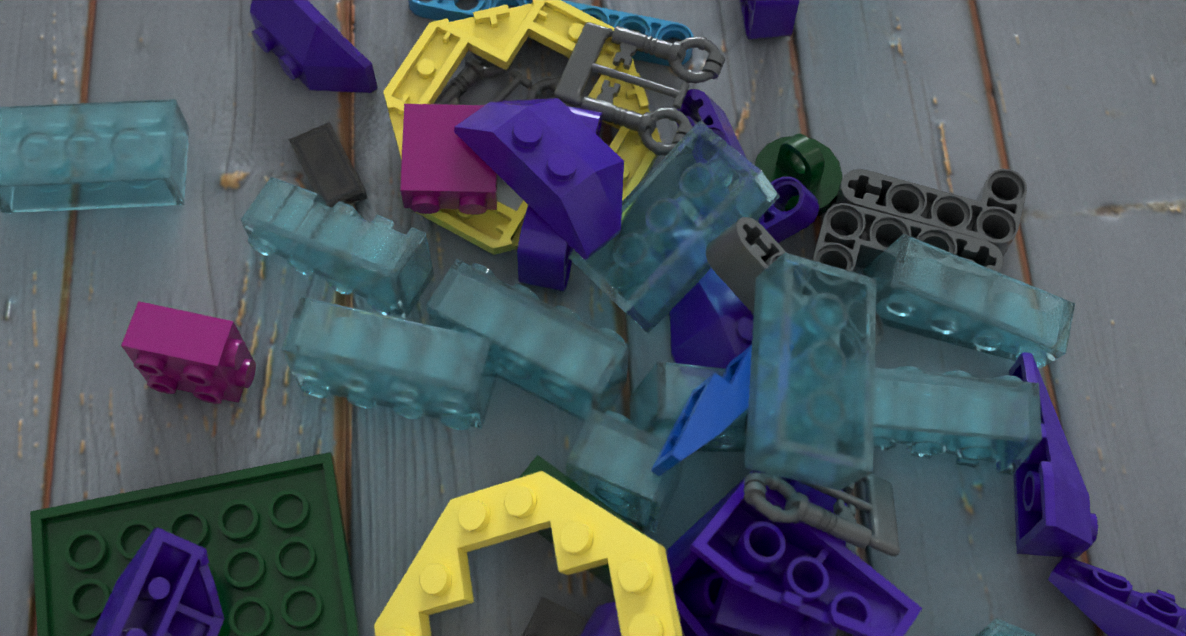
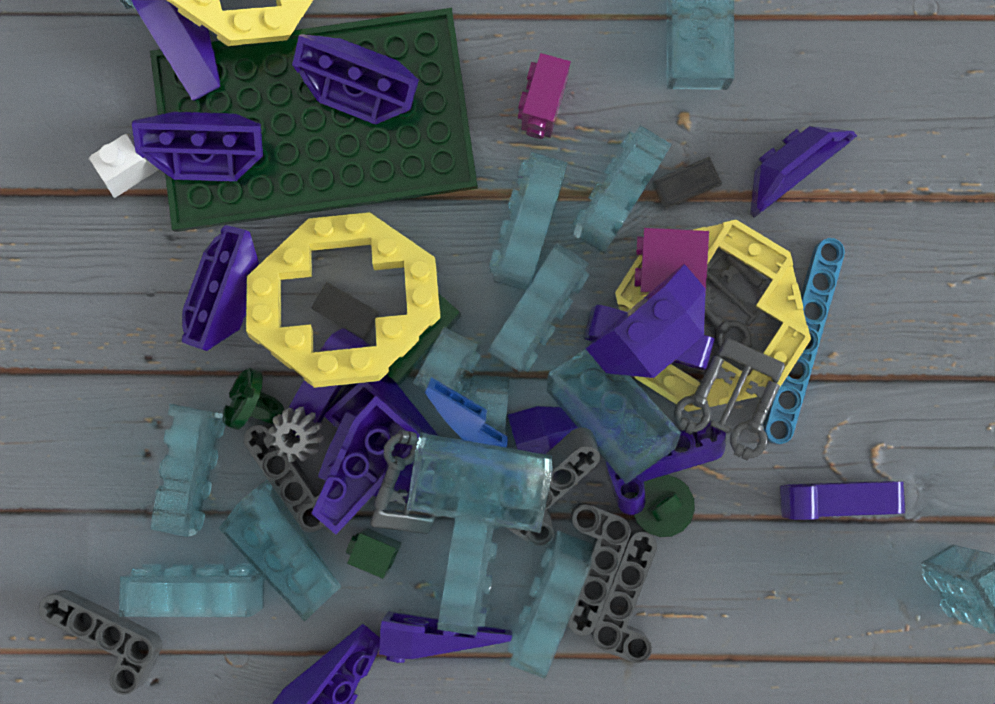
camera: 100 degrees right, 20 degrees up
(937, 561) = (372, 552): none -> dark green brick

